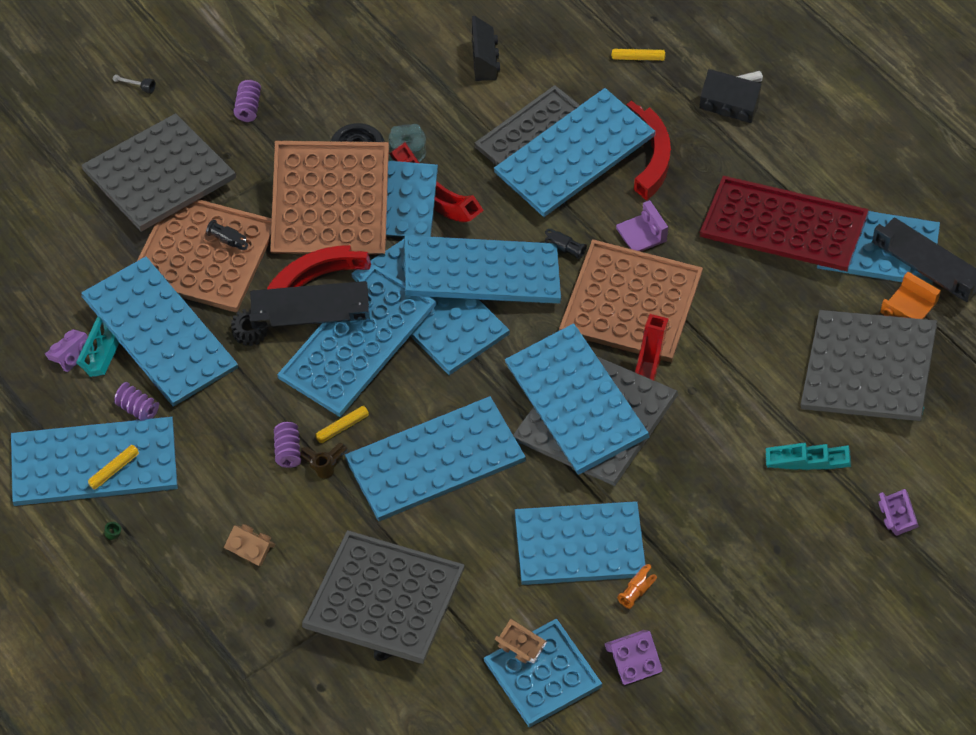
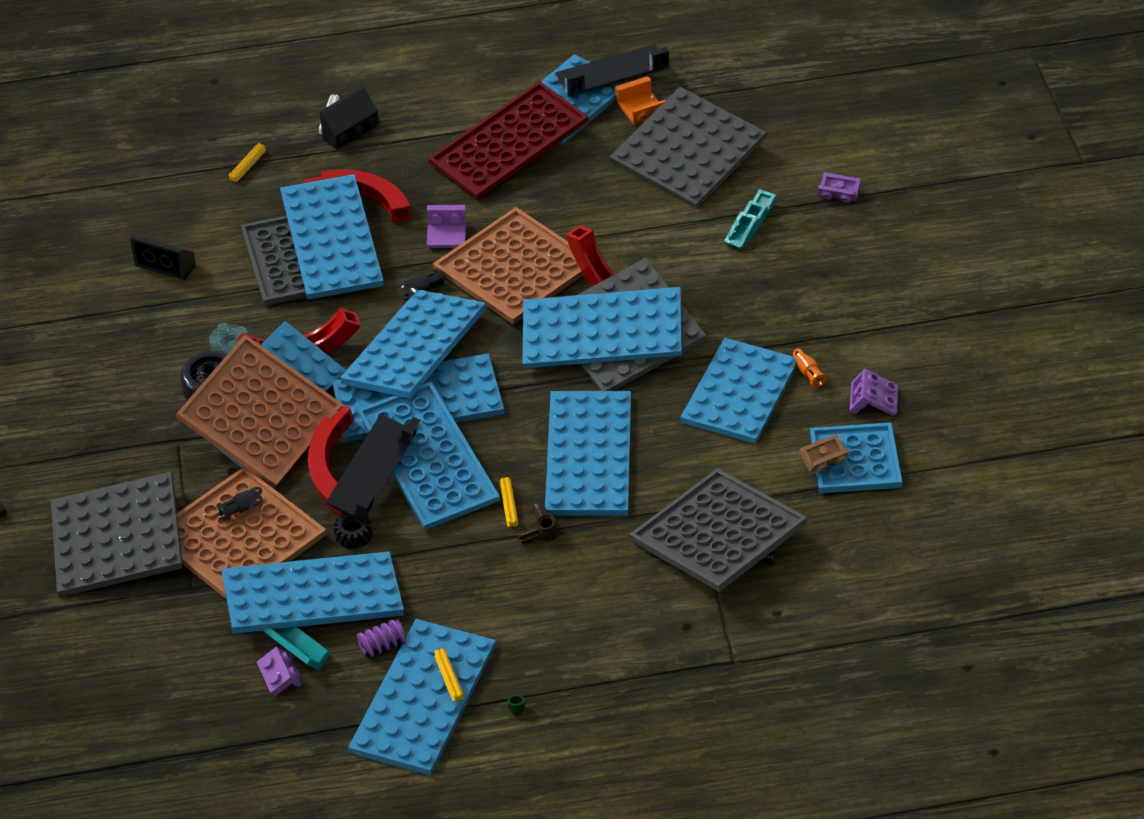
camera: 60 degrees left, 10 degrees down
(247, 100) = (82, 440): medium lavender piece -> none
(249, 544) = (597, 609): medium nougat bracket -> none
(287, 445) = (509, 545): medium lavender piece -> none

